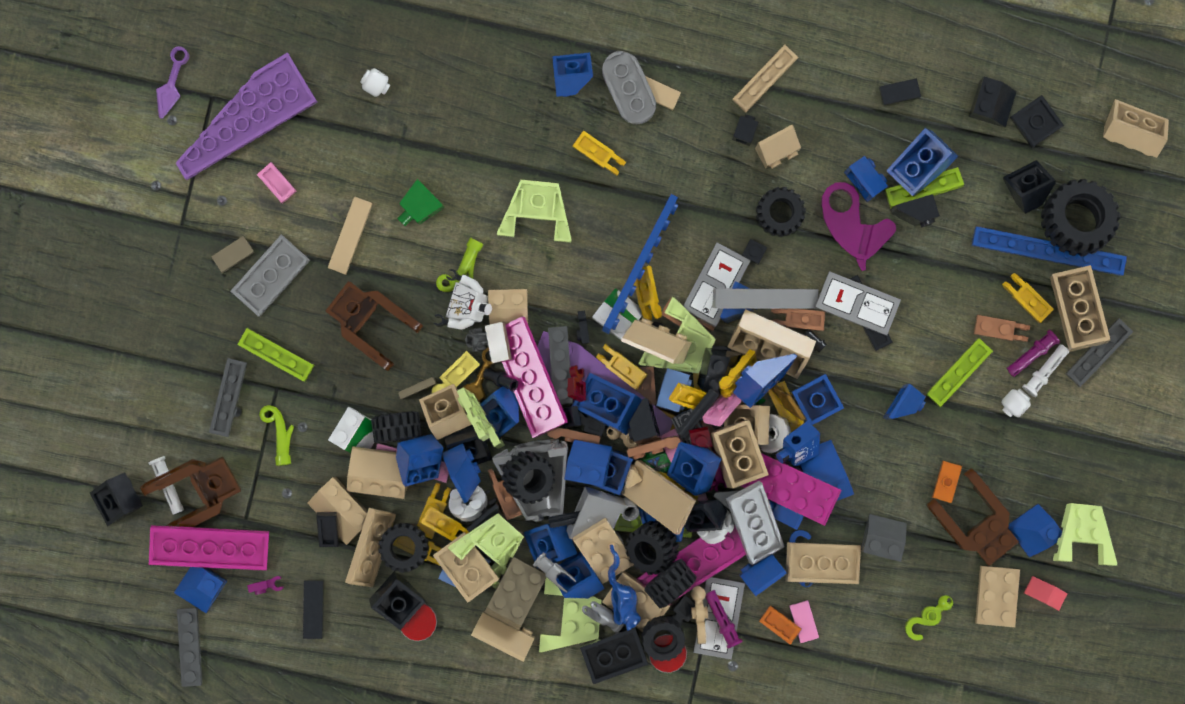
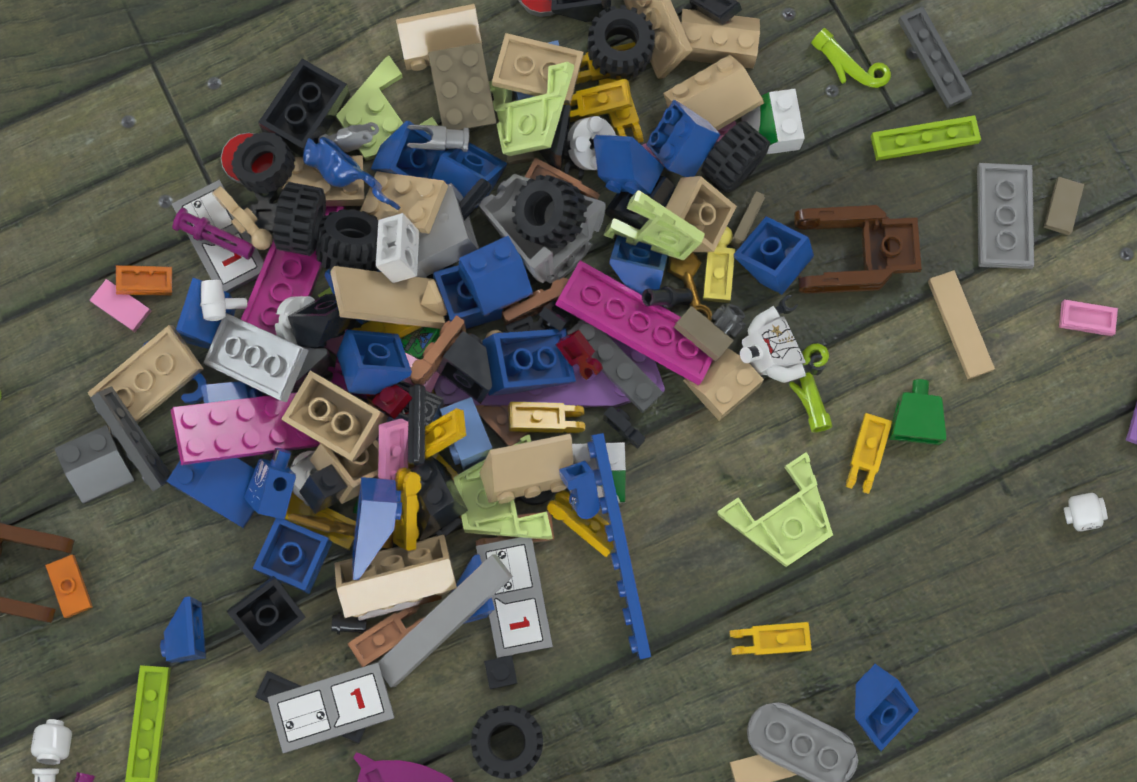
camera: 135 degrees right, 10 degrees down
(420, 356) = (775, 254): none -> blue slope
(461, 208) = (869, 450): none -> yellow hinge
(631, 519) = (397, 248): none -> white brick
(637, 308) = (582, 483): none -> blue leg
(753, 574) = (214, 302): none -> white piece
(774, 419) = (323, 489): none -> black brick
(854, 377) = (266, 613): none -> black slope
(854, 534) = (131, 438): none -> dark grey plate

